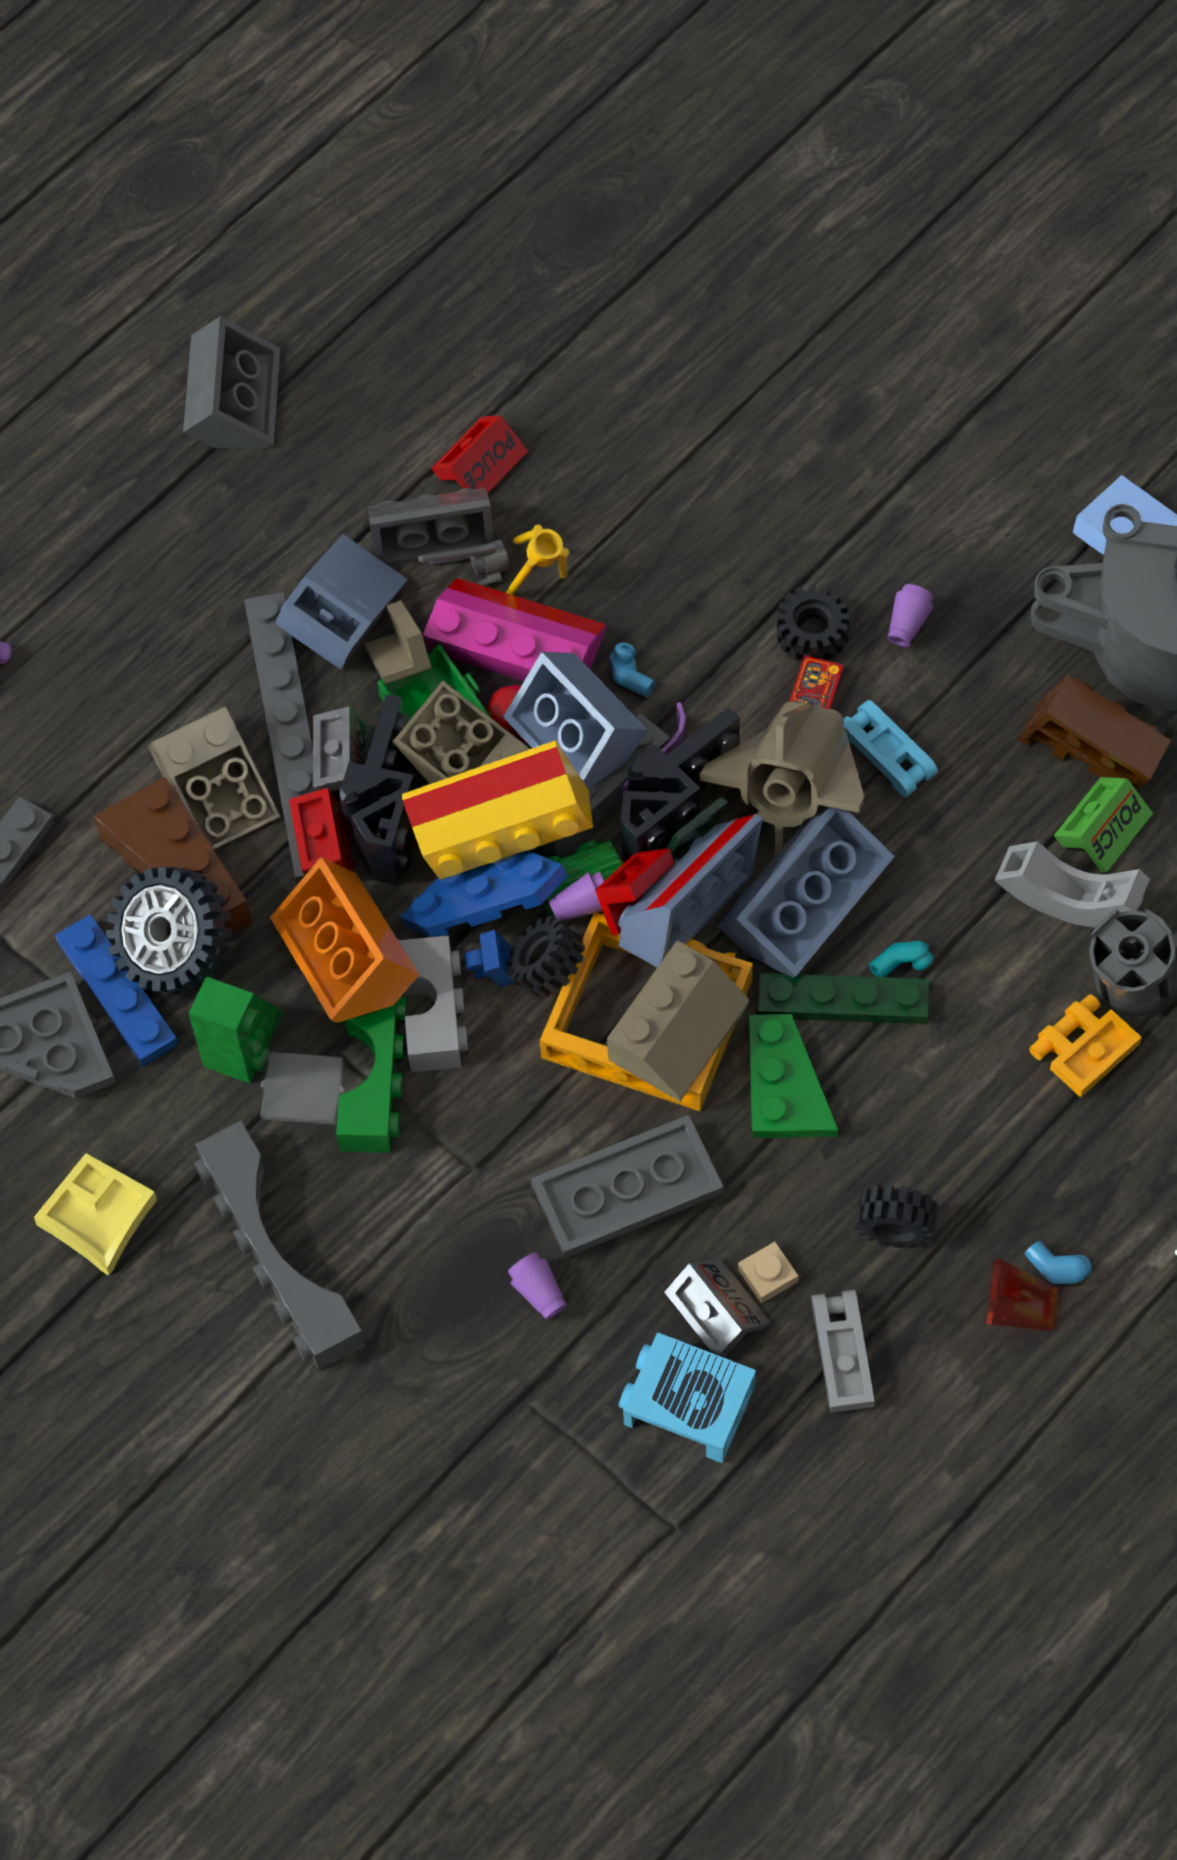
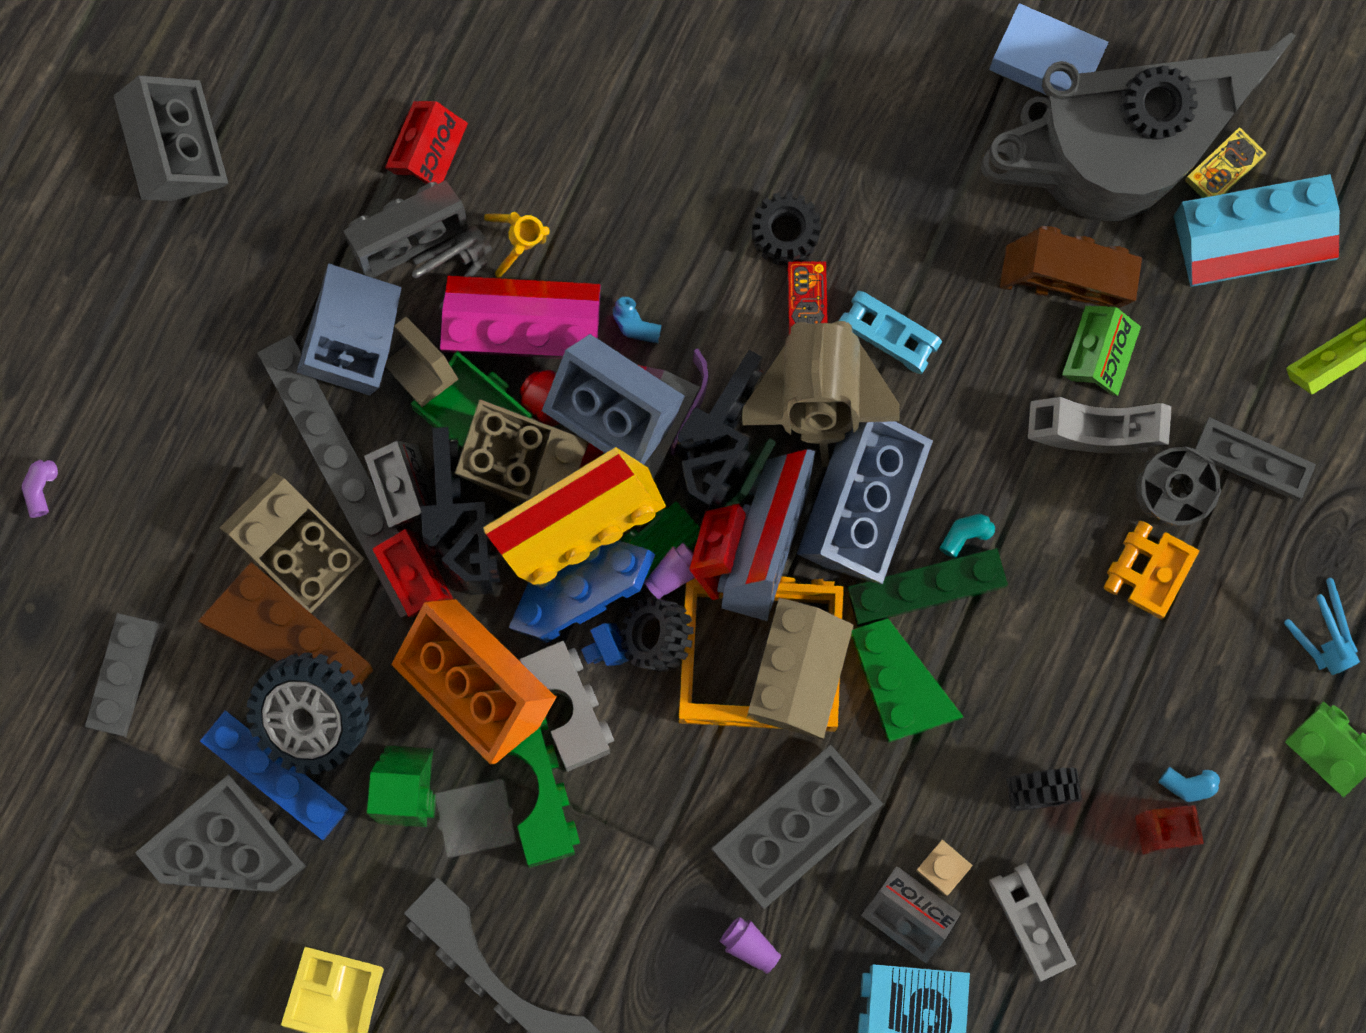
camera: 25 degrees left, 15 degrees up
(909, 614) = (869, 193): medium lavender cone -> none

